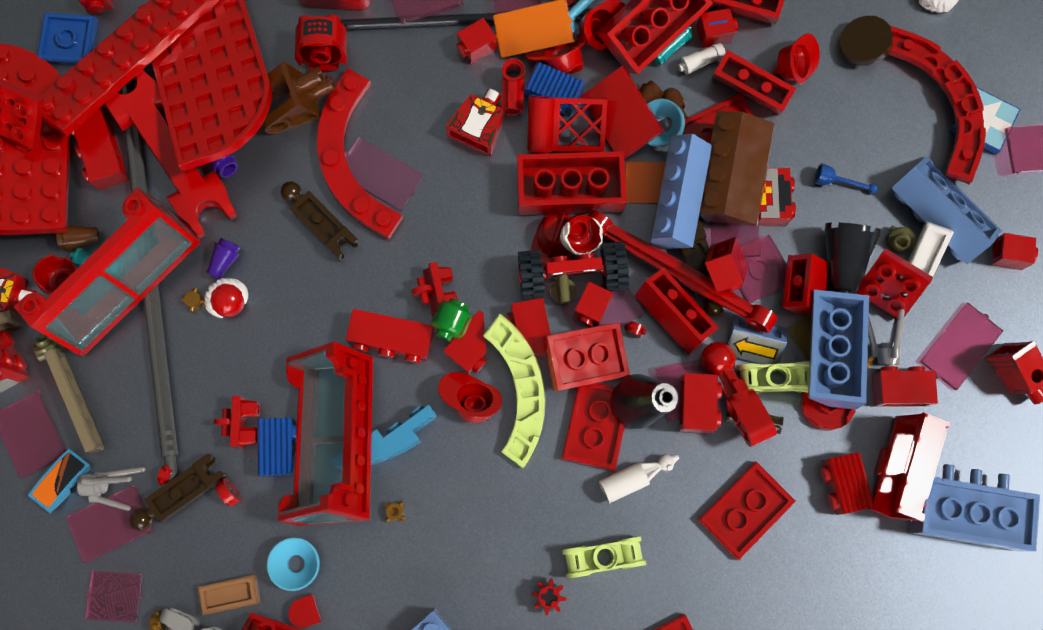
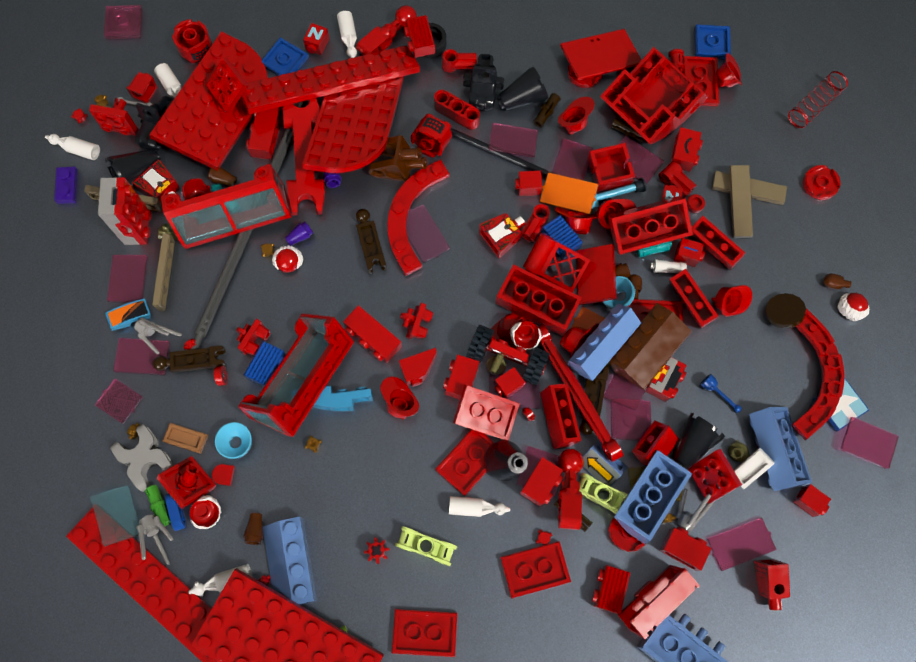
camera: 30 degrees right, 5 degrees down
(451, 319) = (414, 344): green head -> none
(528, 387) = (438, 413): yellowish green tile -> none
(641, 206) = (575, 338): none -> red piece
(726, 265) = (608, 403): red brick -> none
(735, 467) = (543, 537): none -> red piece

